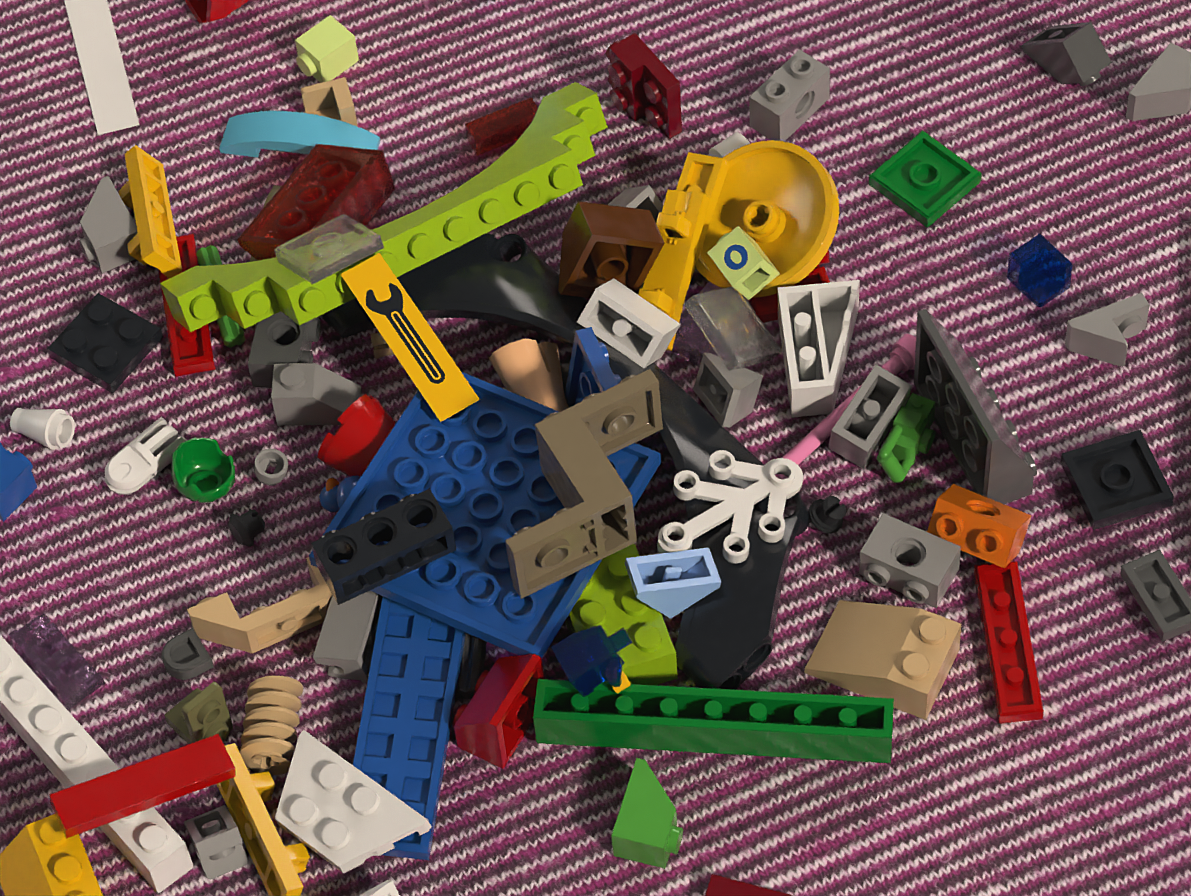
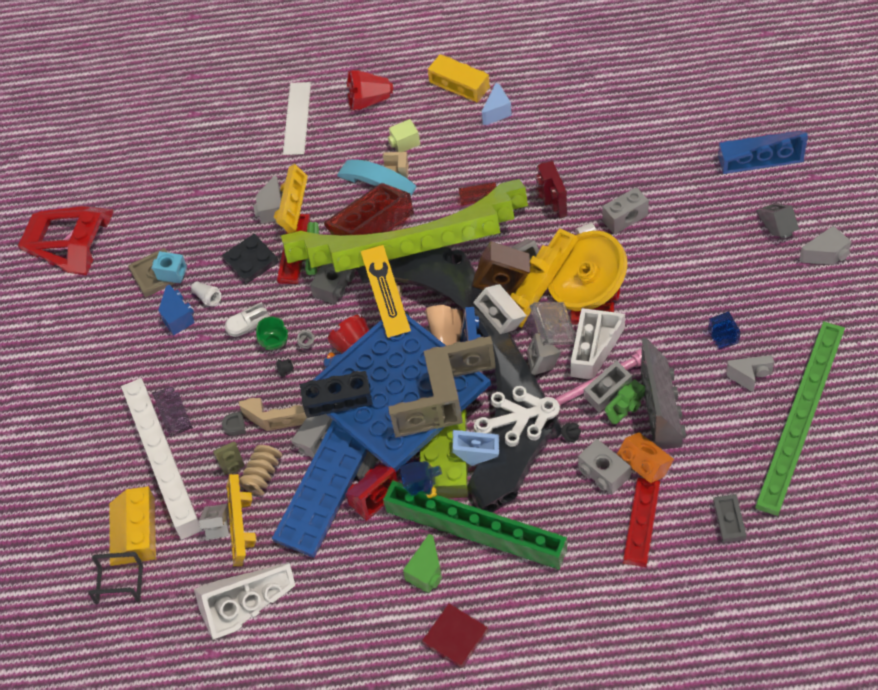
camera: 20 degrees right, 0 degrees up
(142, 785) = (184, 484): red tile -> none
(310, 394) = (335, 307): light grey slope -> none
(328, 248) = (360, 237): clear tile -> none
(341, 808) = (277, 520): white wing -> none
(743, 262) = (568, 291): yellowish green brick -> none
(887, 653) = (576, 512): tan slope -> none
(925, 179) = (682, 268): green tile -> none
(1116, 479) = (727, 451): black plate -> none

